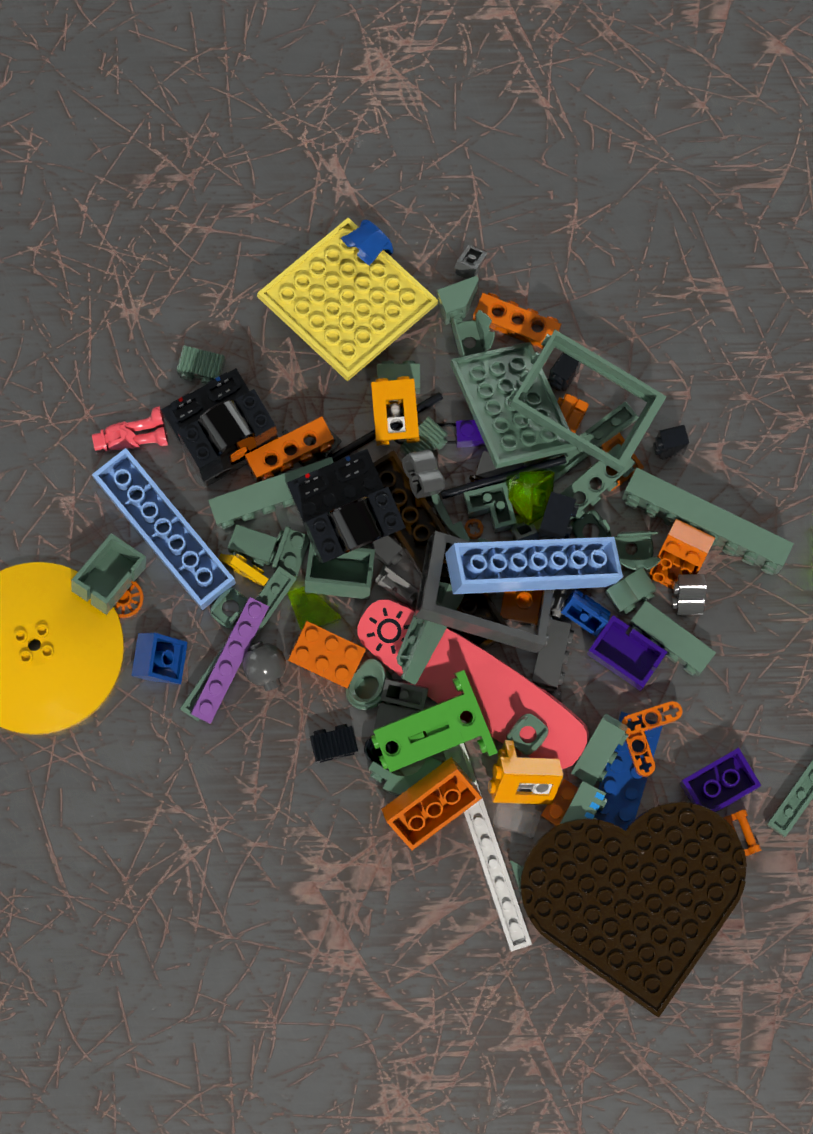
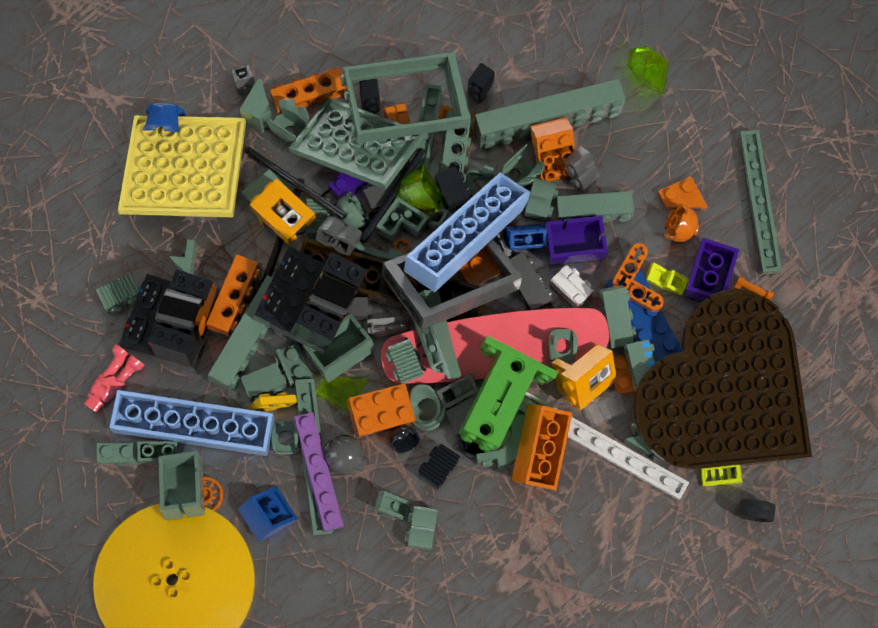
camera: 45 degrees left, 5 degrees down
(96, 513) = (134, 453): none -> sand green slope
(265, 742) = (392, 506): none -> sand green slope
(274, 782) = (422, 528): none -> sand green brick
(277, 388) = (186, 262): none -> sand green slope
(325, 695) = (404, 438): none -> black hair
(381, 630) = (405, 361): none -> sand green brick
(435, 419) = (296, 183): none -> black piece
(456, 461) = (354, 210): none -> sand green cylinder
(566, 1019) = (756, 510): none -> black tyre
(580, 977) = (714, 482): none -> neon yellow slope
(588, 691) = (572, 287): none -> white brick
(677, 755) = (665, 279): none -> neon yellow slope
(734, 720) = (681, 224): none -> orange cylinder
(761, 695) = (682, 192): none -> orange wing

